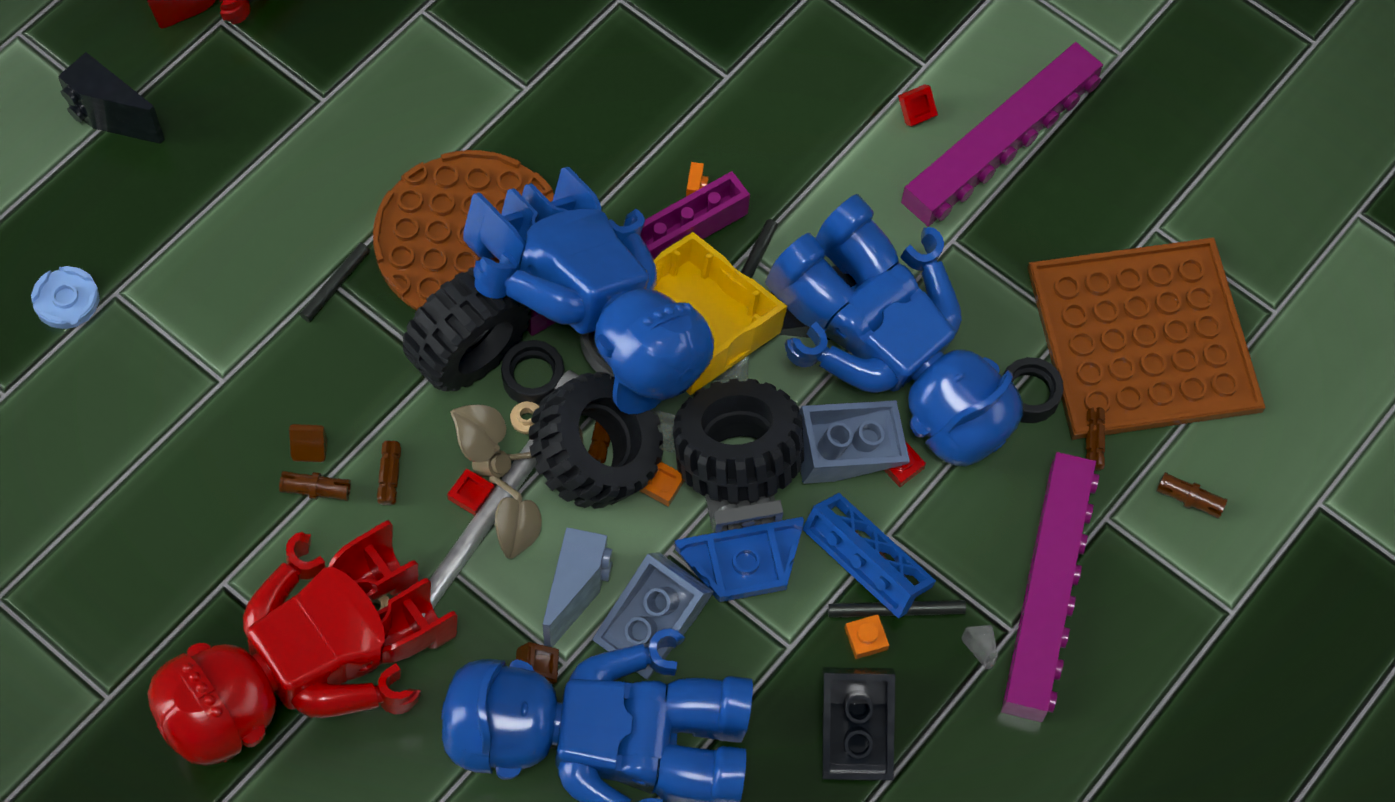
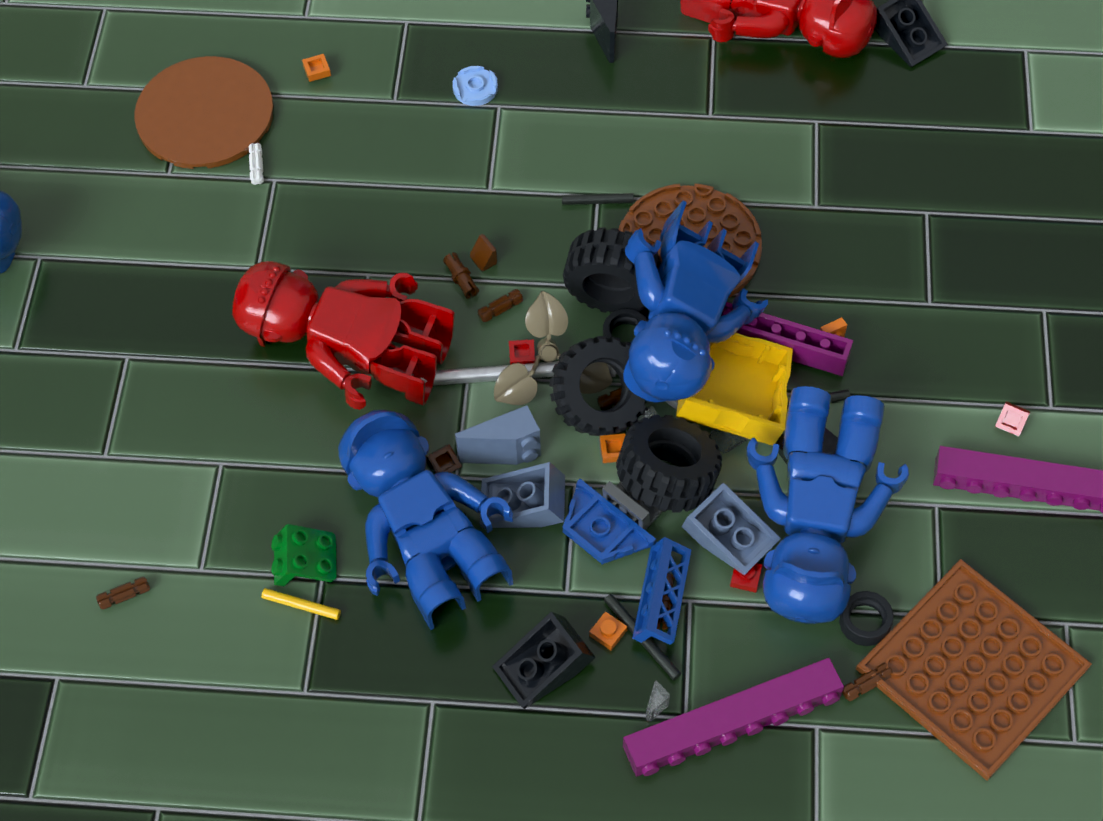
camera: 60 degrees right, 5 degrees down
(1192, 495) = (879, 769): reddish brown pin -> none

